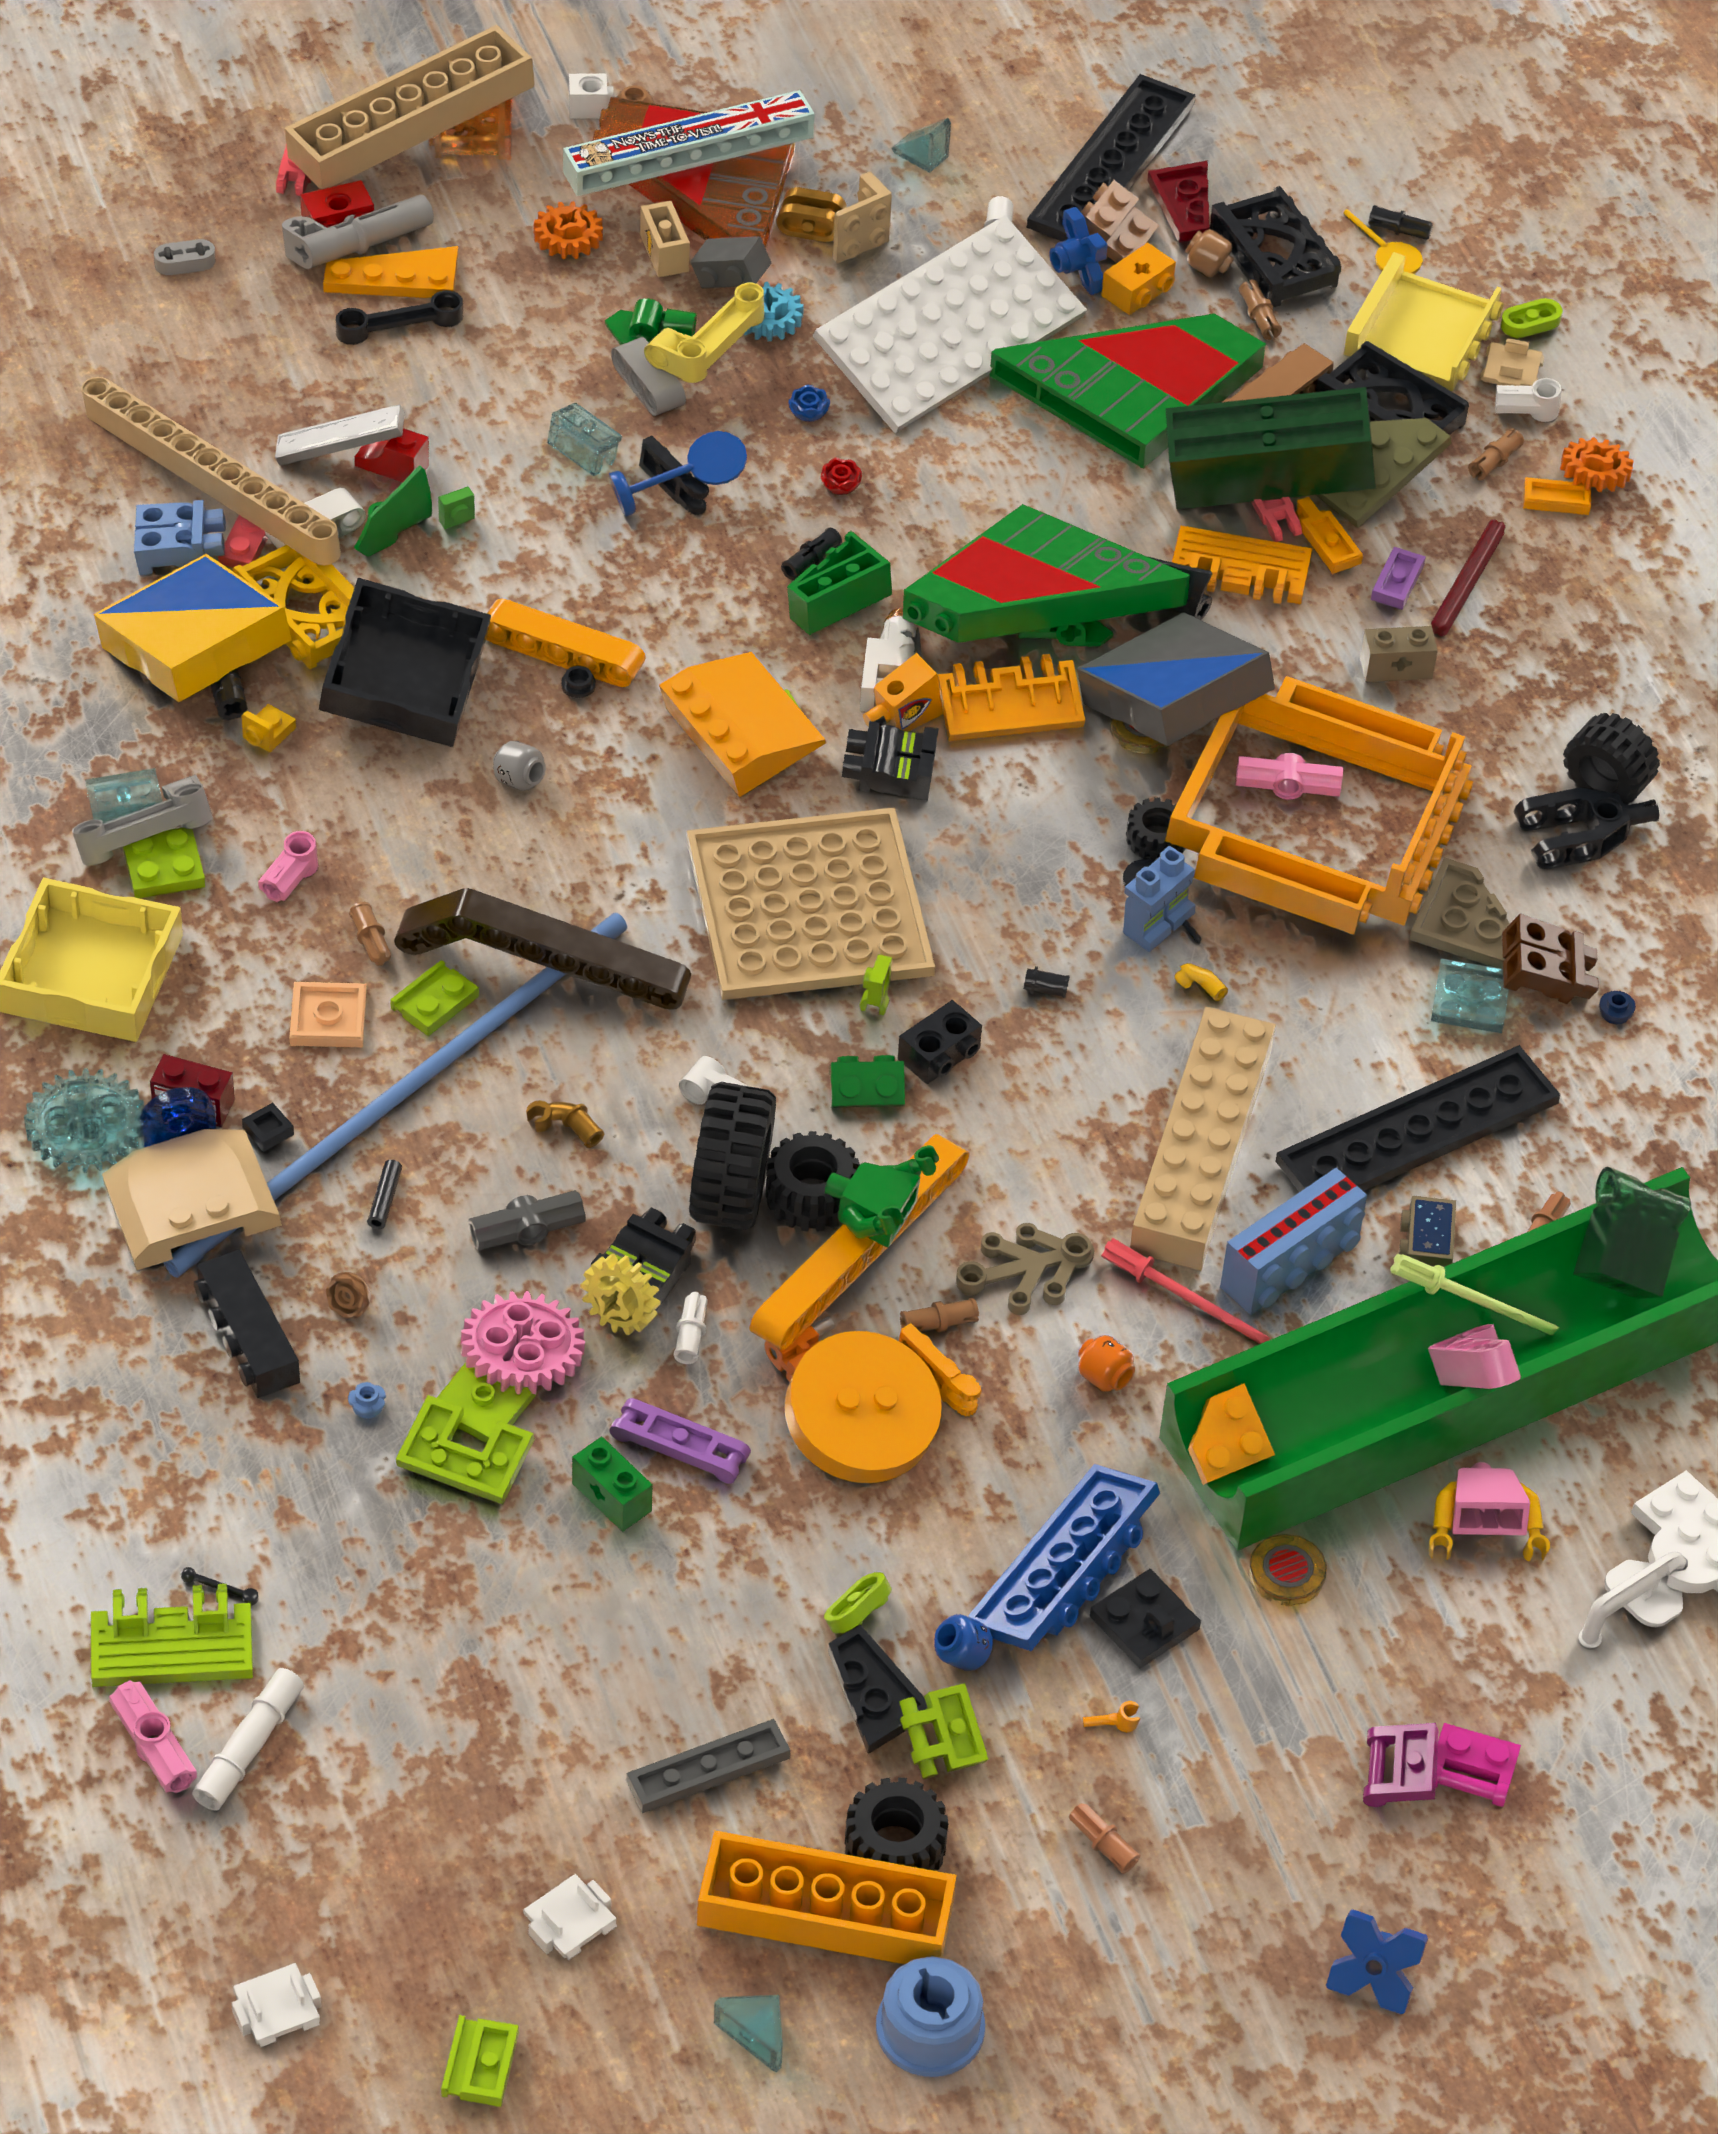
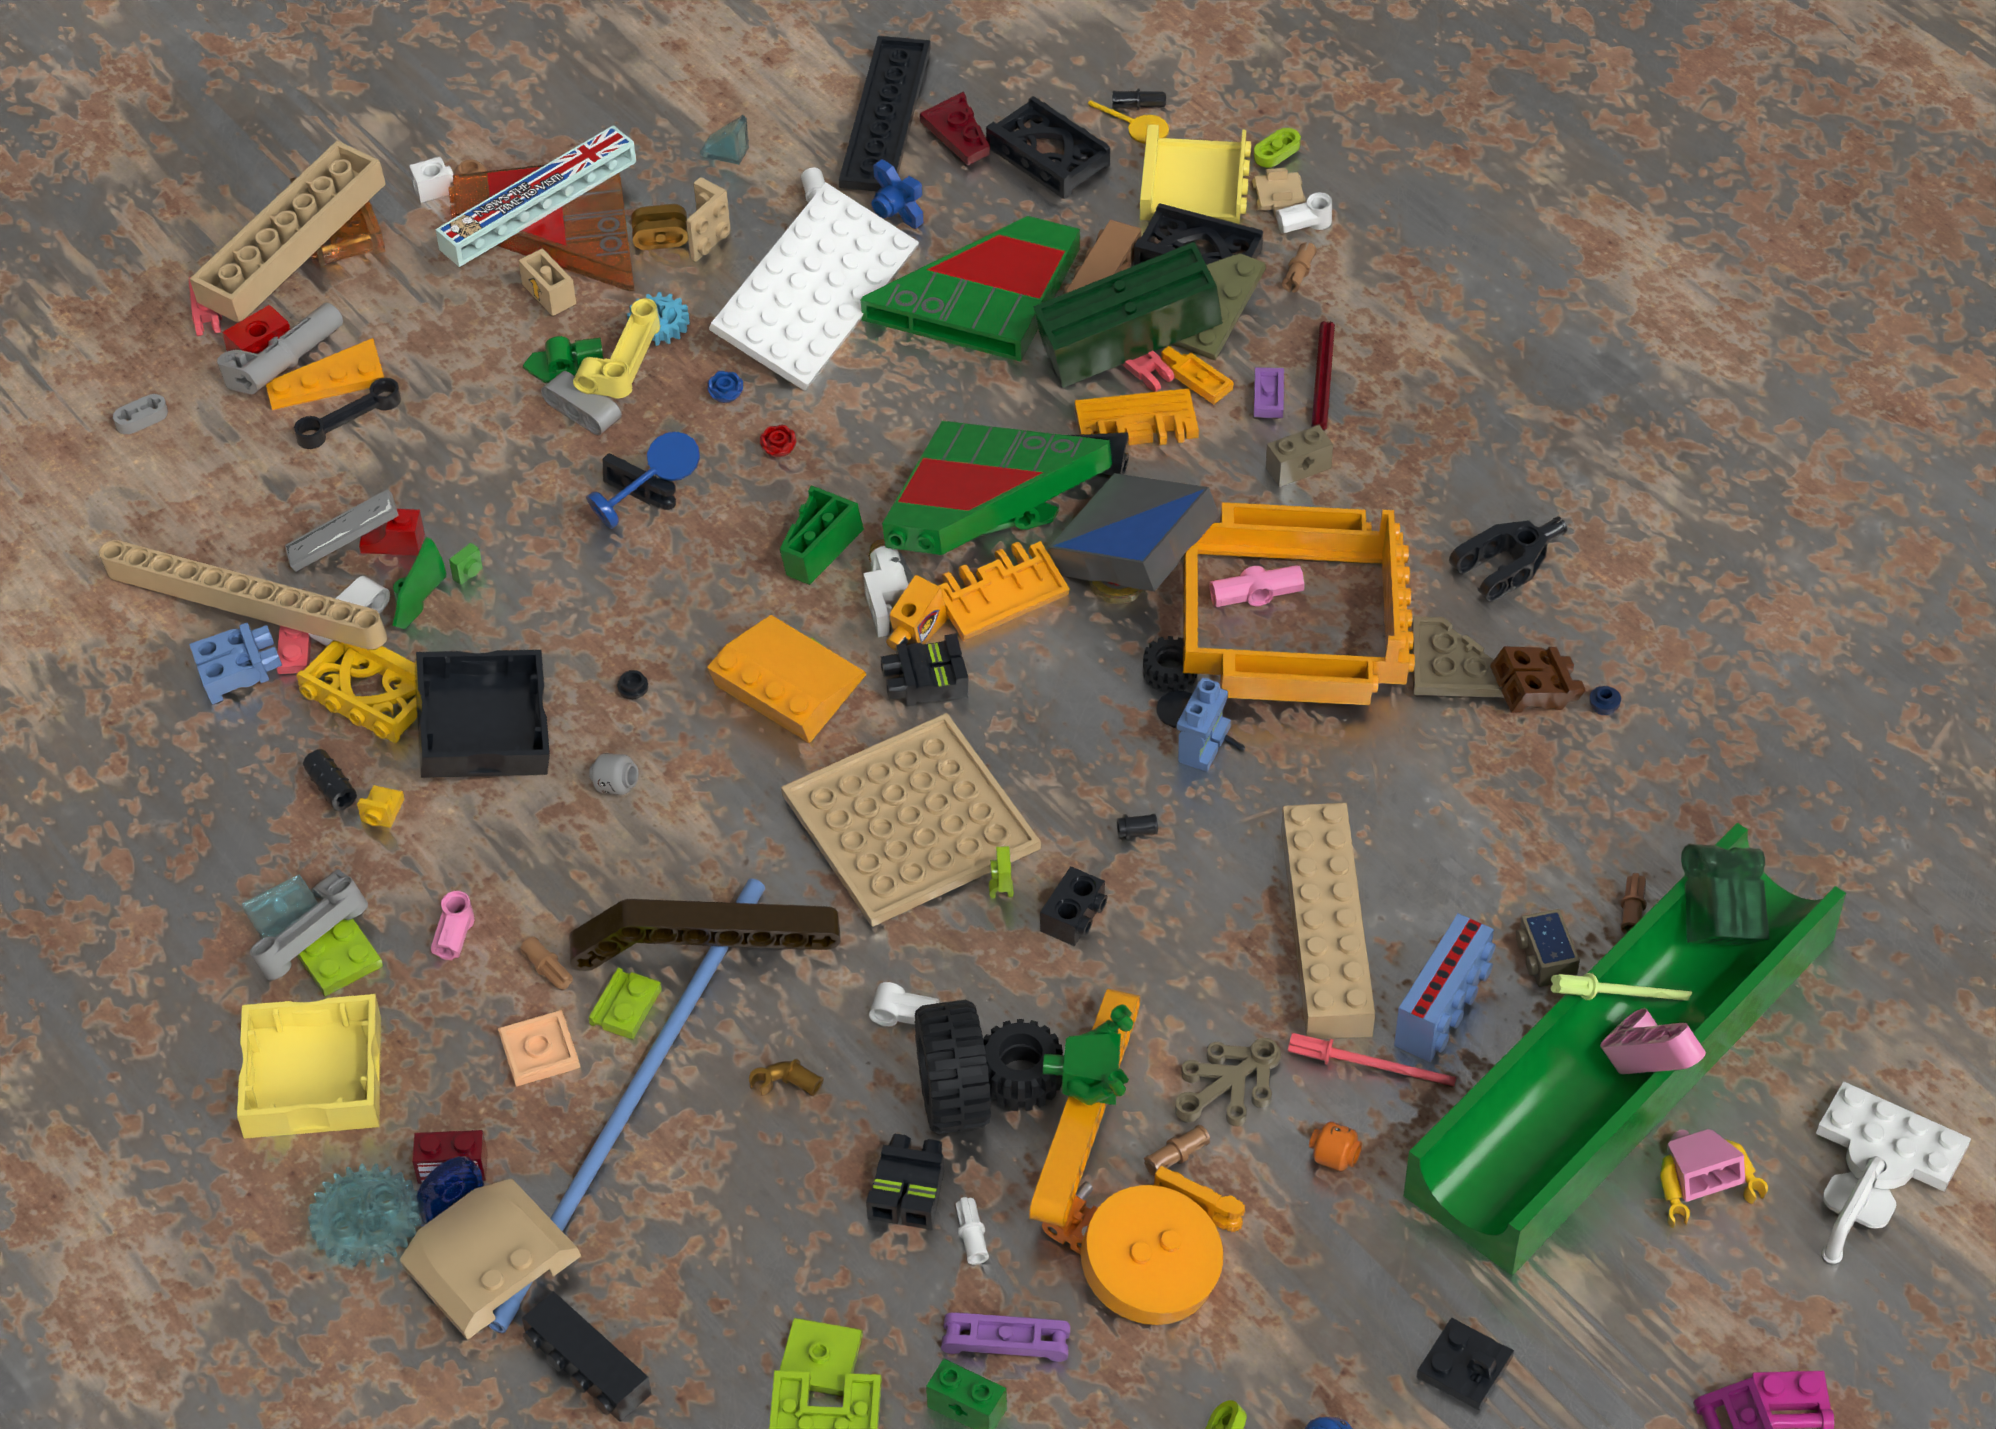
camera: 15 degrees left, 0 degrees up
(192, 627) = (282, 738): yellow tile -> none
(268, 1127) = (529, 1168): black plate -> none
(338, 1295) = (660, 1308): medium nougat plate -> none
(367, 1407) = (719, 1399): medium blue plate -> none
(384, 1194) = (655, 1196): black piece -> none
(522, 1342) = (857, 1301): bright pink gear -> none
(527, 1220) = (790, 1179): dark grey piece -> none
(564, 642) = (607, 654): light orange beam -> none
(568, 230) = (461, 297): orange gear -> none
(583, 438) = (549, 472): clear light blue hinge -> none
(620, 1294) = (920, 1224): light yellow gear -> none
(730, 262) = (611, 286): dark grey brick -> none
(811, 553) = (782, 514): black pin -> none
(867, 1083) = (1027, 962): green bracket -> none
(1067, 1558) = (1380, 1333): blue plate -> none
(1118, 220) = (915, 160): medium nougat plate -> none
(1138, 279) = (950, 204): light orange brick -> none
(1202, 976) = (1264, 780): yellow arm -> none
(1209, 253) = (998, 167): medium nougat head -> none
(1228, 1436) = (1472, 1179): light orange plate -> none
(1260, 309) = (1059, 202): medium nougat pin -> none
(1287, 1569) = (1563, 1279): tile -> none
(1424, 1123) = (1496, 852): black plate -> none
(1470, 996) = (1485, 728): clear light blue plate -> none
(1556, 496) = (1362, 287): light orange tile -> none
(1596, 464) = (1384, 252): orange gear -> none
(1612, 757) = (1512, 491): black tyre -> none

